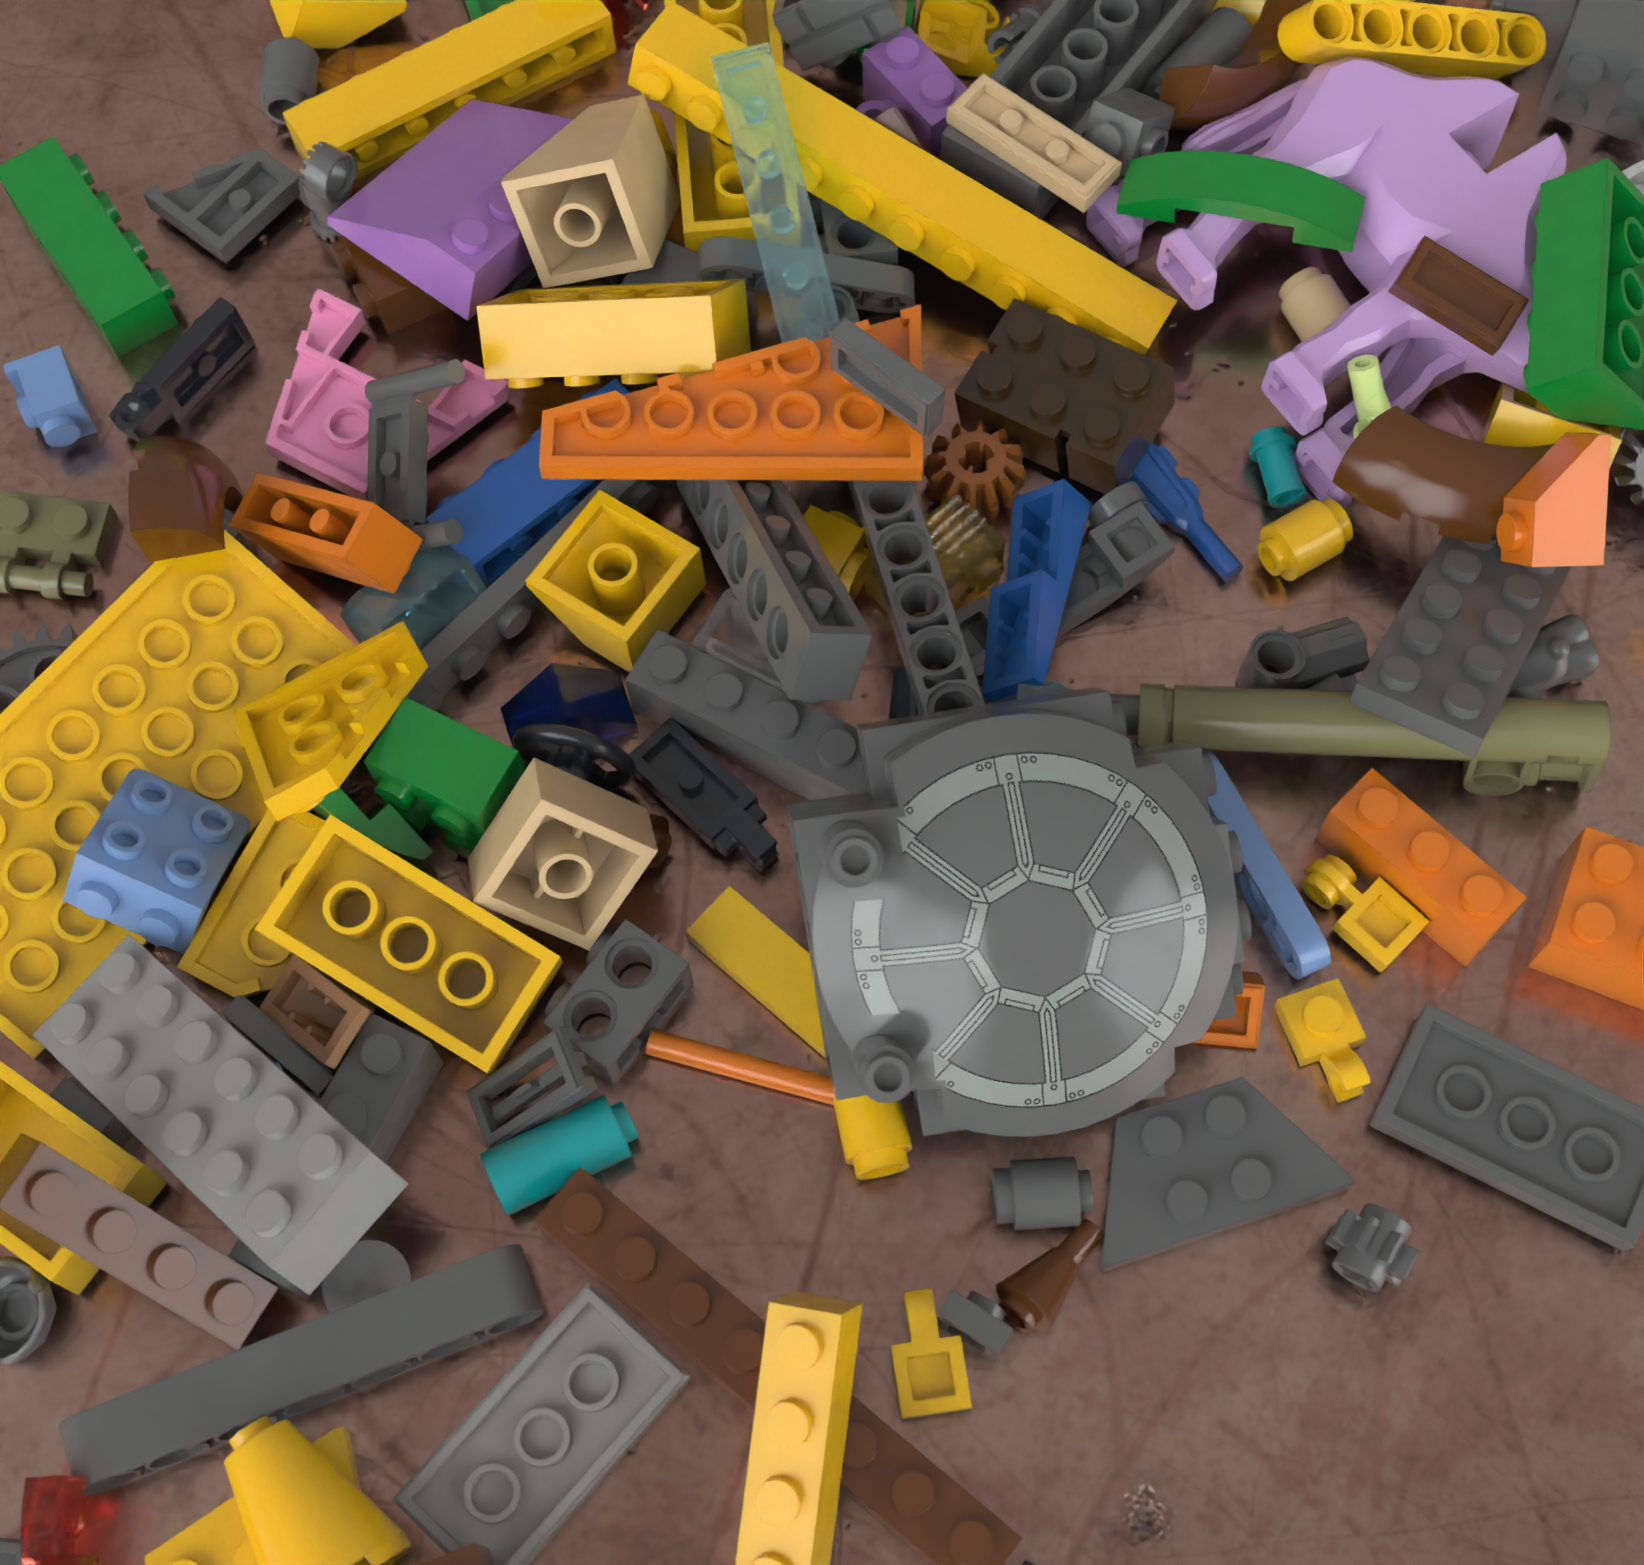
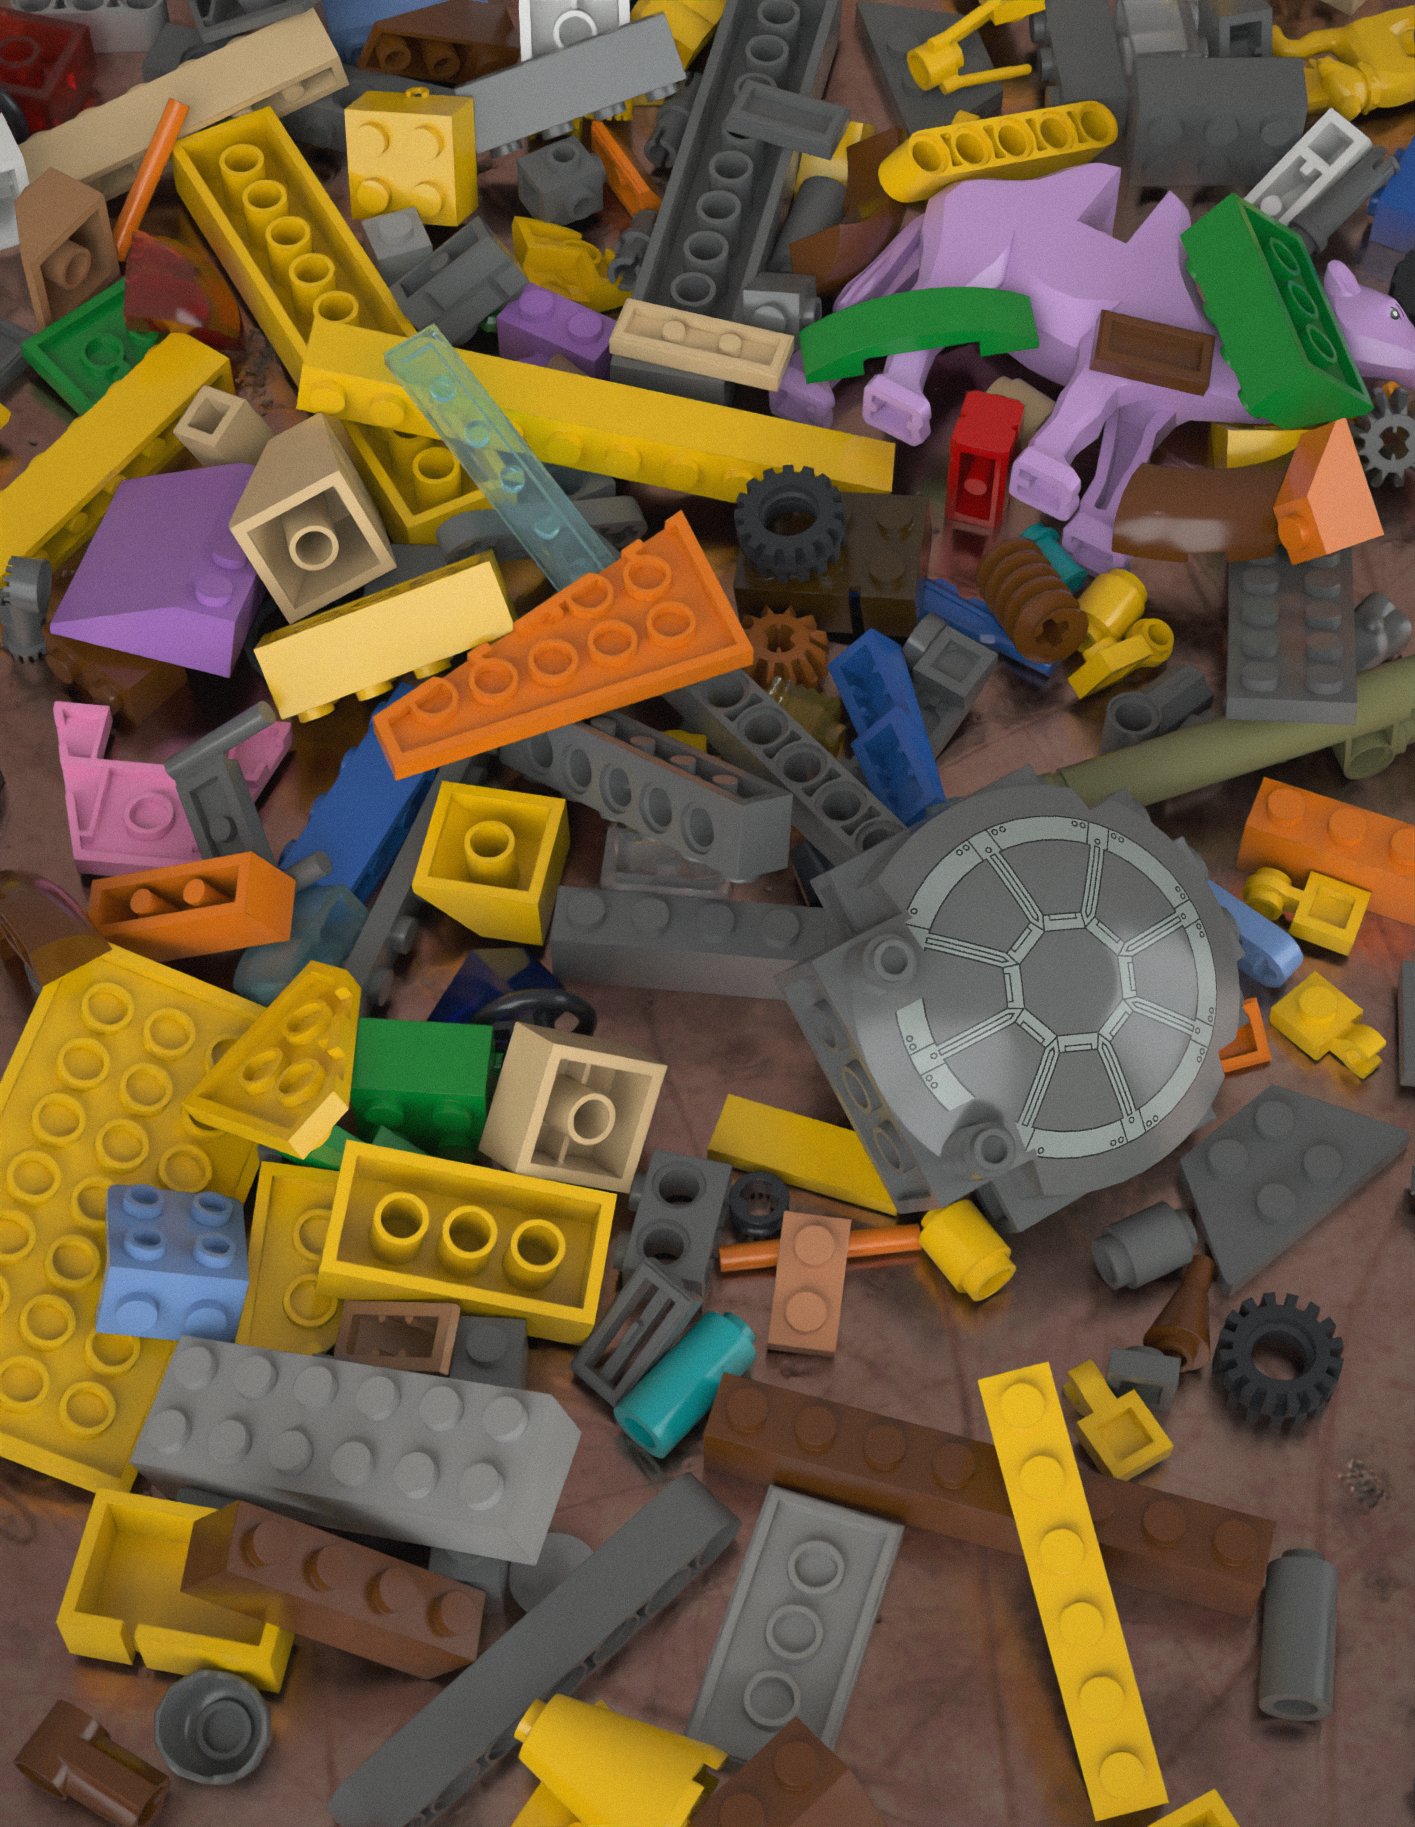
camera: 25 degrees left, 10 degrees down
(572, 78) = (223, 429): none -> tan brick
(688, 1004) = (752, 1224): none -> black bush
(704, 794) = (668, 1023): black hinge -> none
(712, 1102) = (809, 1284): none -> nougat plate
(886, 377) = (688, 578): dark grey tile -> none
(1019, 320) = (786, 494): none -> black tyre
(1156, 1345) = (1286, 1325): none -> black tyre
(1232, 504) = (1031, 601): none -> reddish brown piece
(1248, 338) = (982, 459): none -> red brick
(1329, 585) = (1109, 662): none -> yellow plate
(1367, 390) = (1108, 464): yellowish green arm -> none

